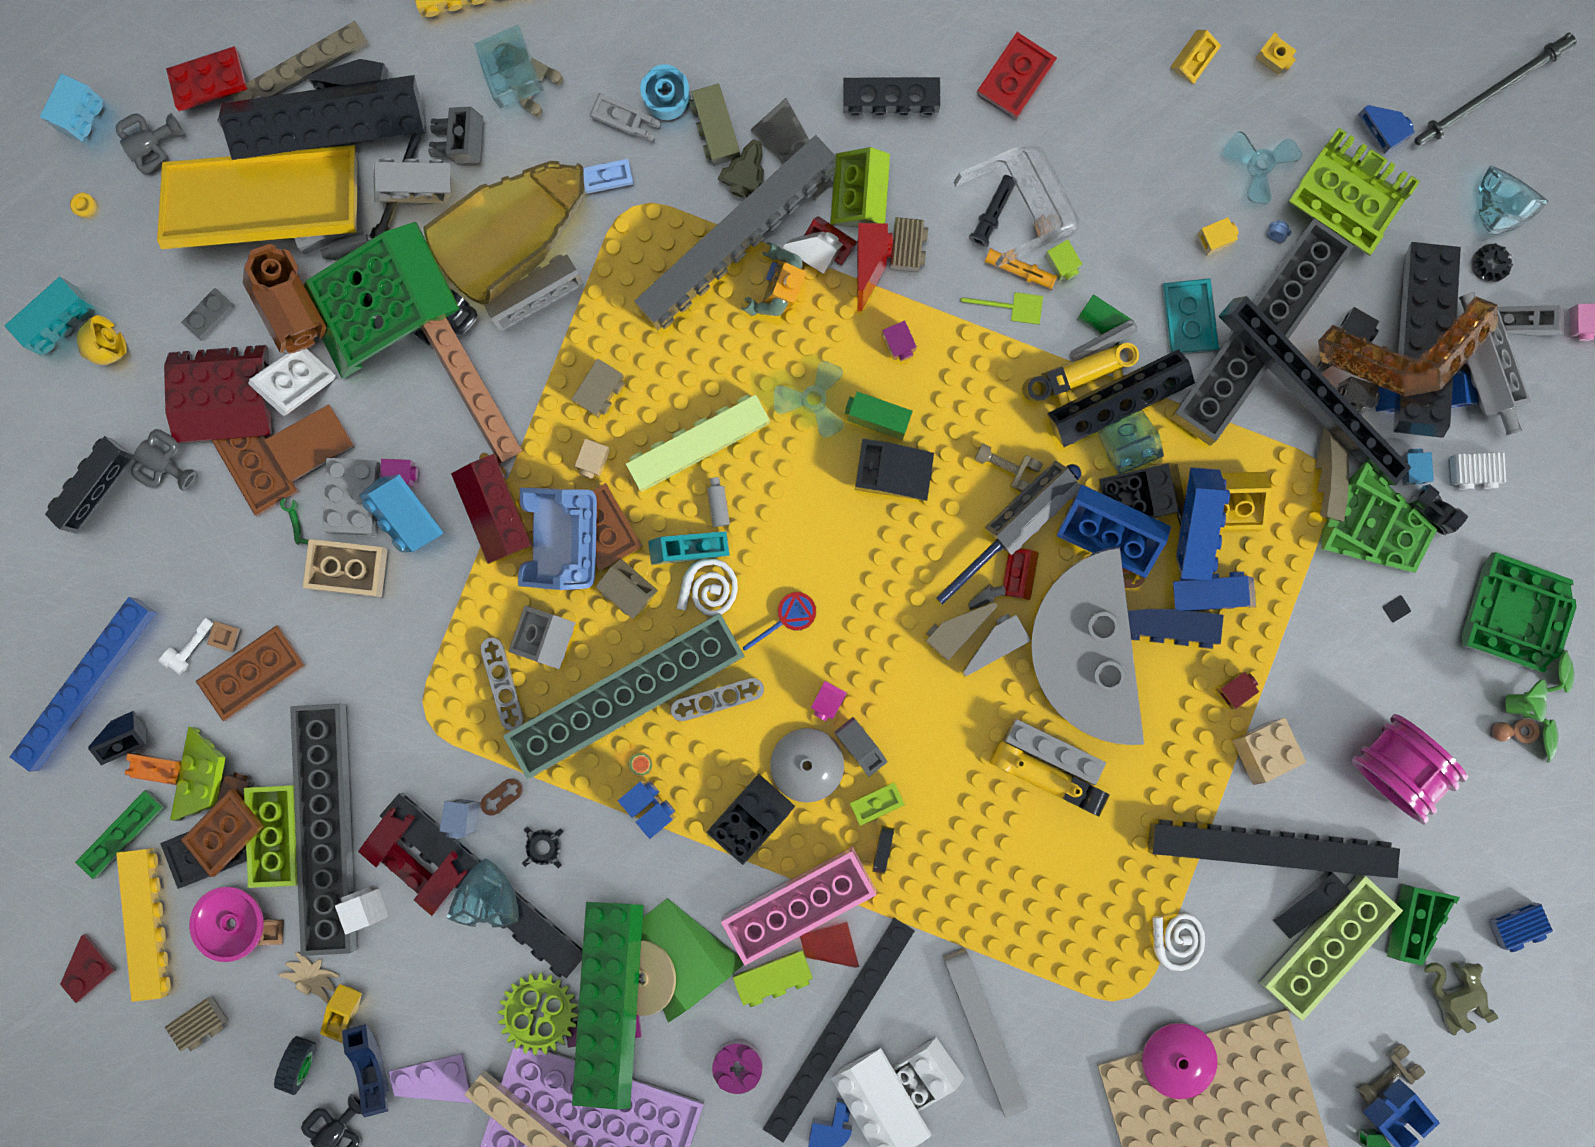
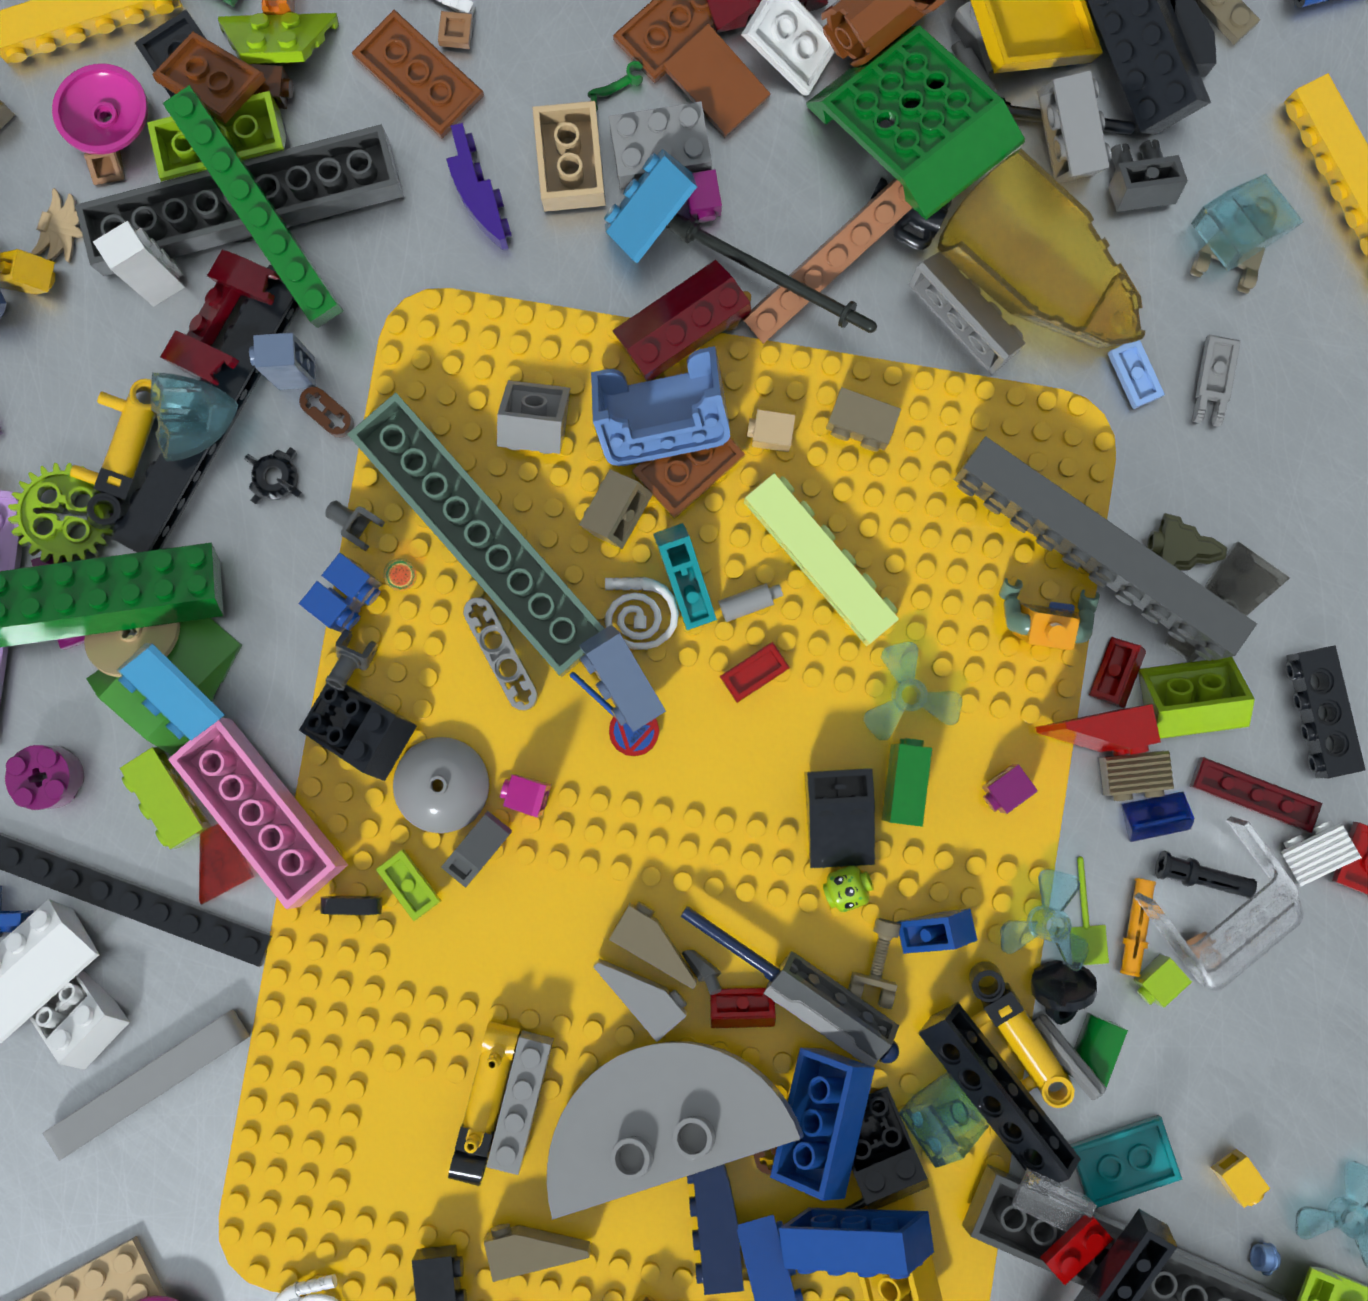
camera: 75 degrees right, 0 degrees up
(336, 815) = (253, 206): none -> green brick
(361, 645) = (474, 191): none -> dark purple slope
(423, 487) = (690, 230): none -> pearl dark grey bar
(504, 683) = (463, 376): light grey beam -> none
(520, 966) = (123, 454): none -> yellow piece
(592, 792) = (352, 521): none -> dark grey piece
(652, 88) = (1263, 405): medium azure brick -> none
(694, 951) = (168, 692): none -> dark azure slope
(699, 815) = (349, 660): none -> dark grey piece
(714, 124) = (1234, 494): olive brick -> none
(756, 610) = (620, 678): none -> sand blue brick
(772, 511) = (754, 672): none -> red tile
(816, 249) = (1103, 658): white slope -> none
(941, 159) = (1256, 794): none -> dark red tile
(942, 235) = (1157, 816): none -> clear blue slope
(947, 476) = (848, 888): none -> lime head
(983, 323) = (1056, 893): none -> clear light blue piece
(993, 417) = (937, 931): none -> blue slope
(994, 124) = (1321, 853): none -> white brick
(1054, 334) = (1063, 990): none -> black tile
(1163, 771) = (527, 1250): none -> dark tan slope
(1202, 377) = (1051, 1201): none -> clear panel
(1239, 366) = (1076, 1248): none -> red plate

